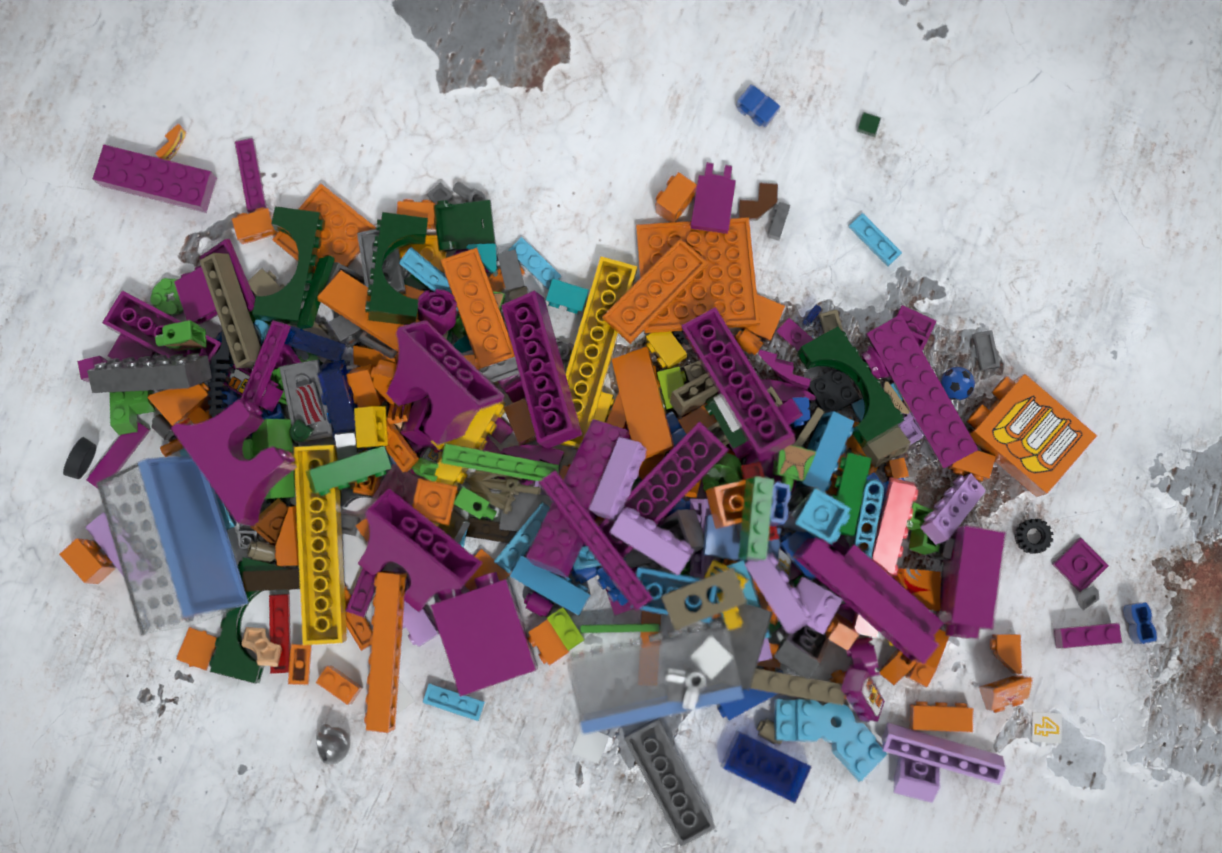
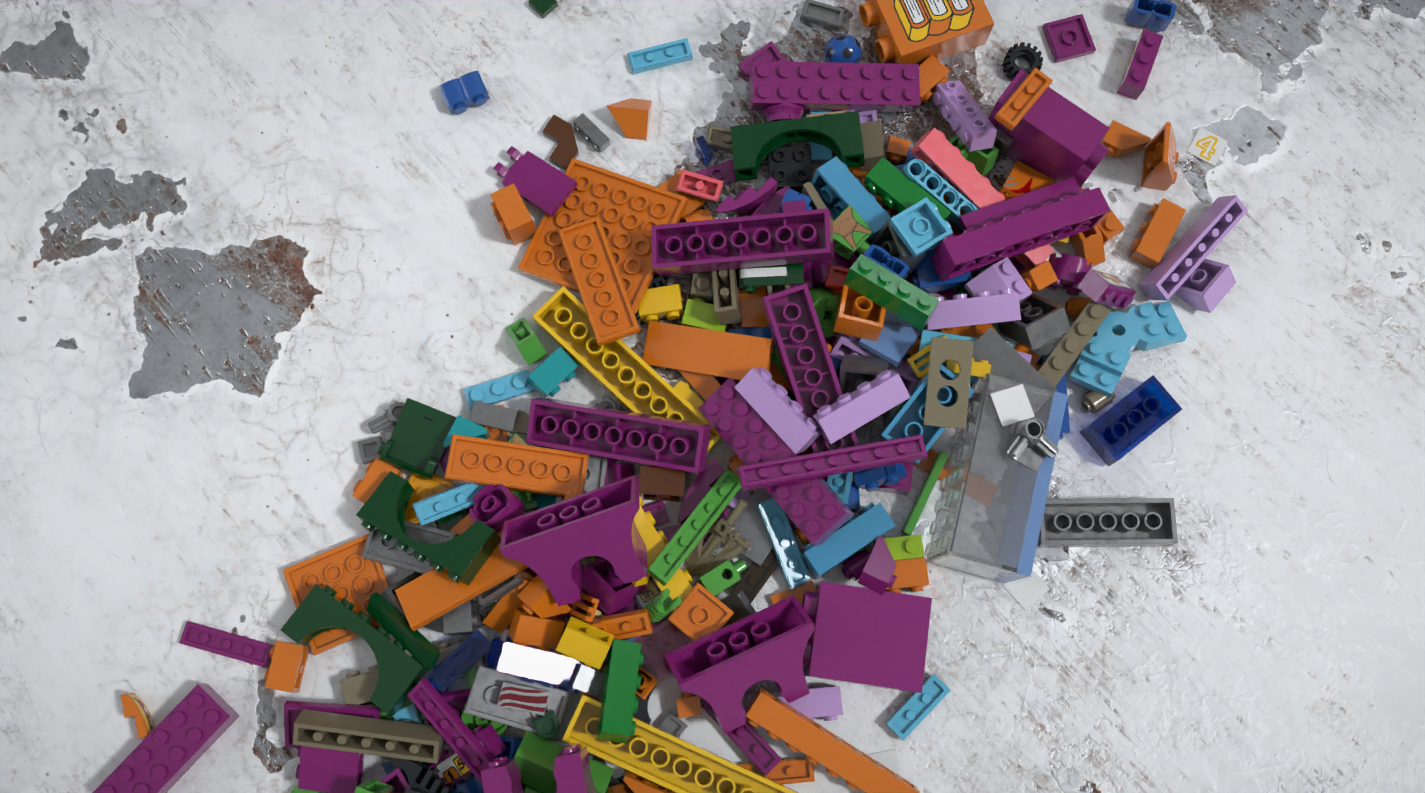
camera: 70 degrees left, 5 degrees down
(537, 617) = (879, 568): none -> magenta slope
(582, 262) = (526, 341): none -> bright green slope
(777, 328) = (700, 185): none -> coral brick
(810, 245) = (632, 117): none -> orange slope
(978, 546) = (1023, 99): none -> orange tile
(1088, 597) = (1103, 46): flat silver plate -> none

